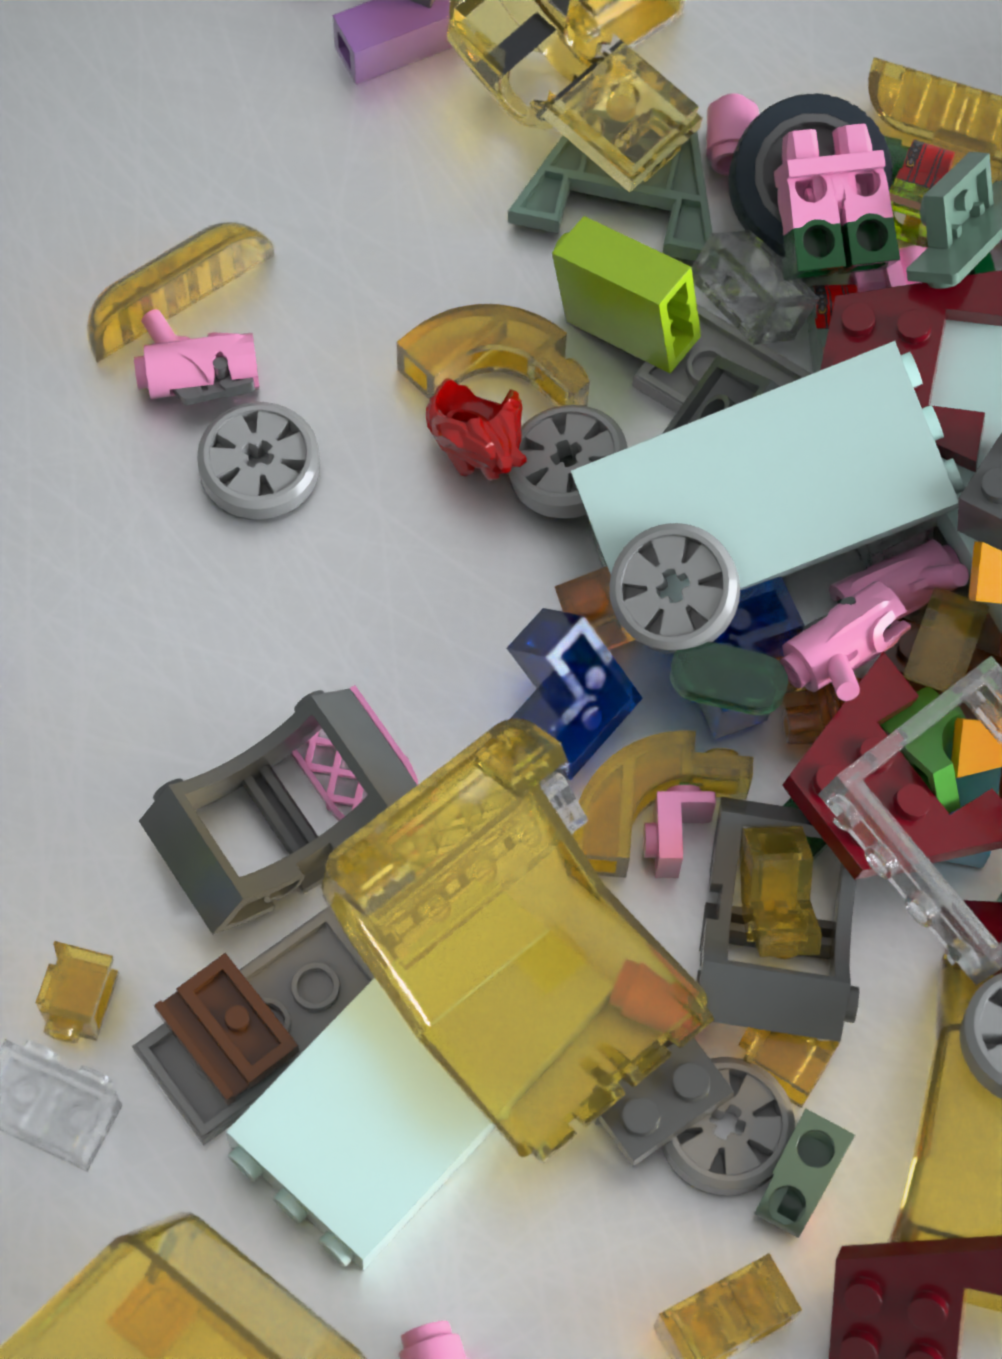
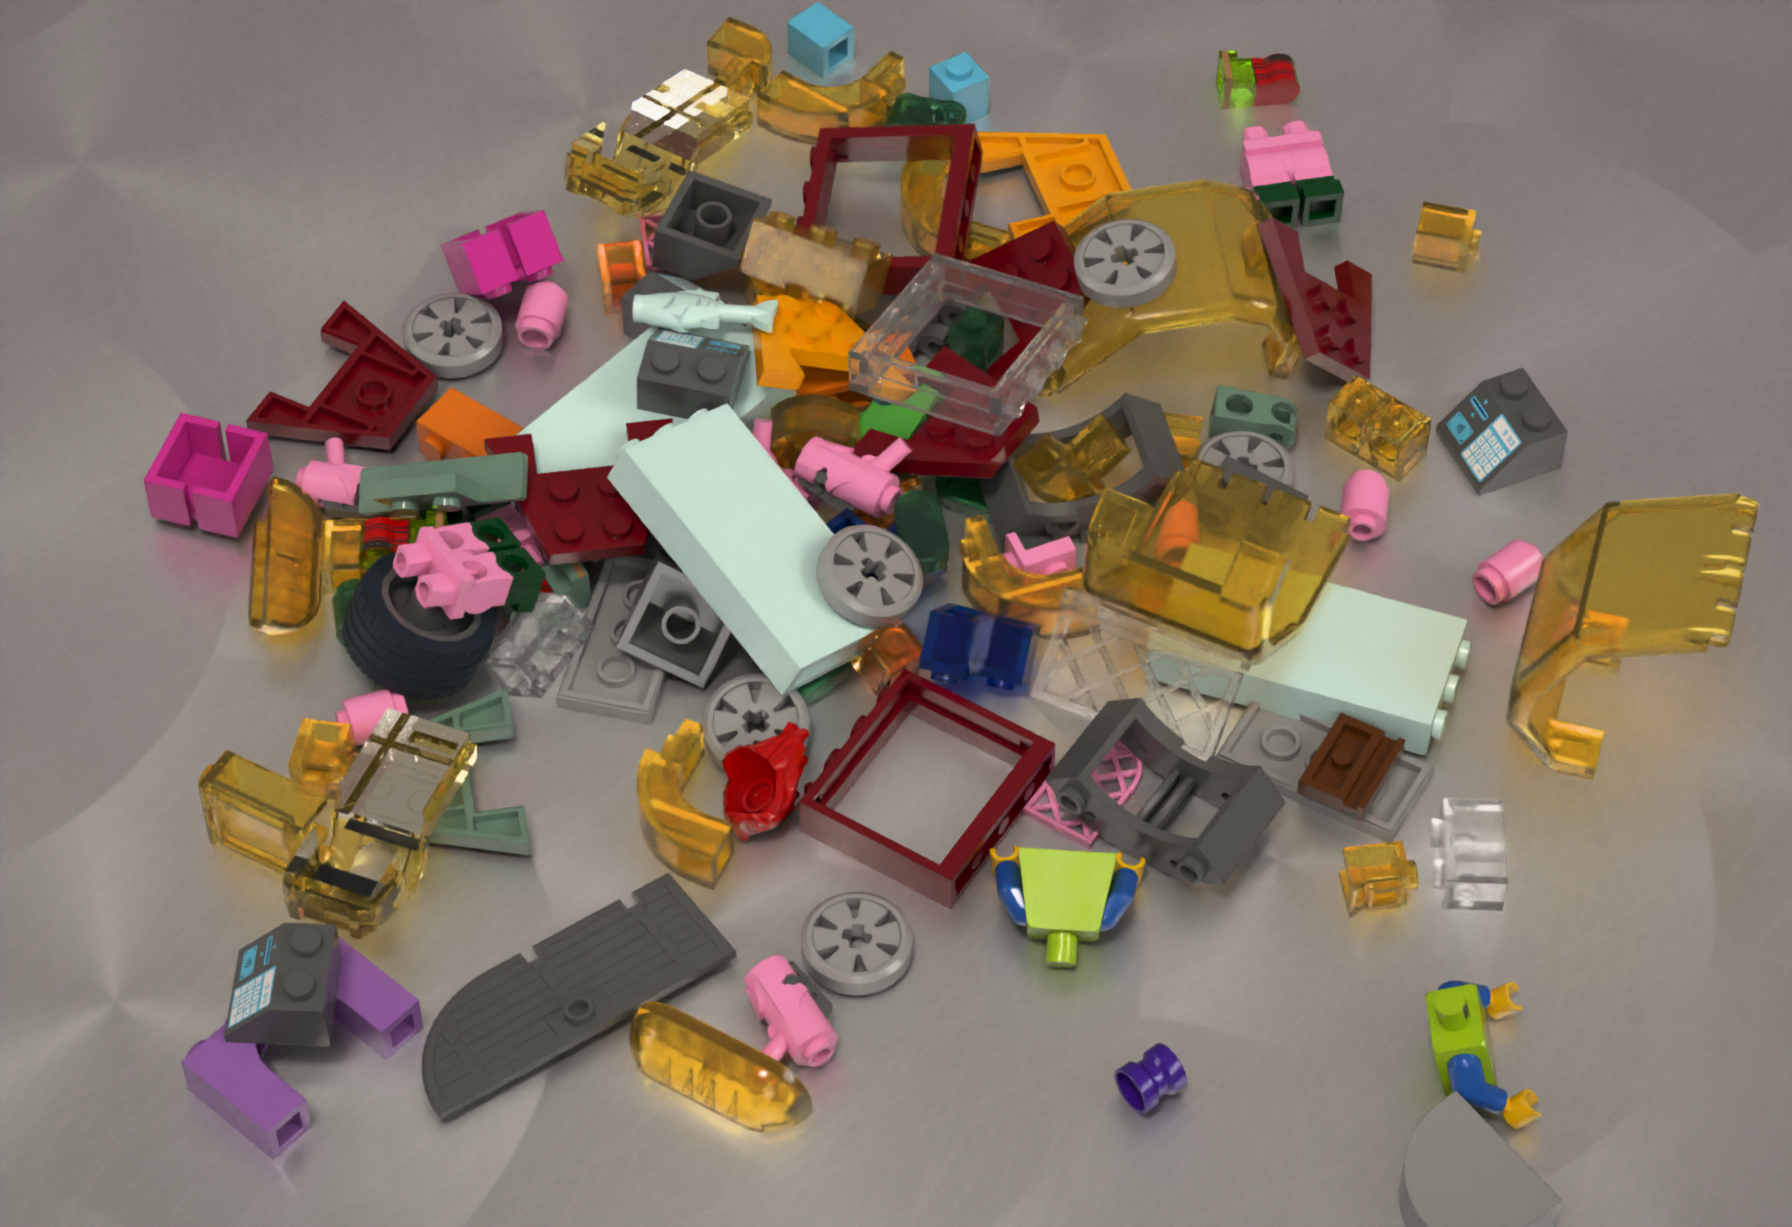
camera: 110 degrees left, 15 degrees down
(204, 657) = (1065, 895): none -> lime torso
(334, 231) = (572, 991): none -> dark grey door
(479, 524) = (914, 695): none -> dark red window
(611, 1243) = (1366, 502): none -> bright pink brick
(627, 293) = (594, 711): lime brick -> none
(698, 70) = (322, 756): none -> clear yellow brick

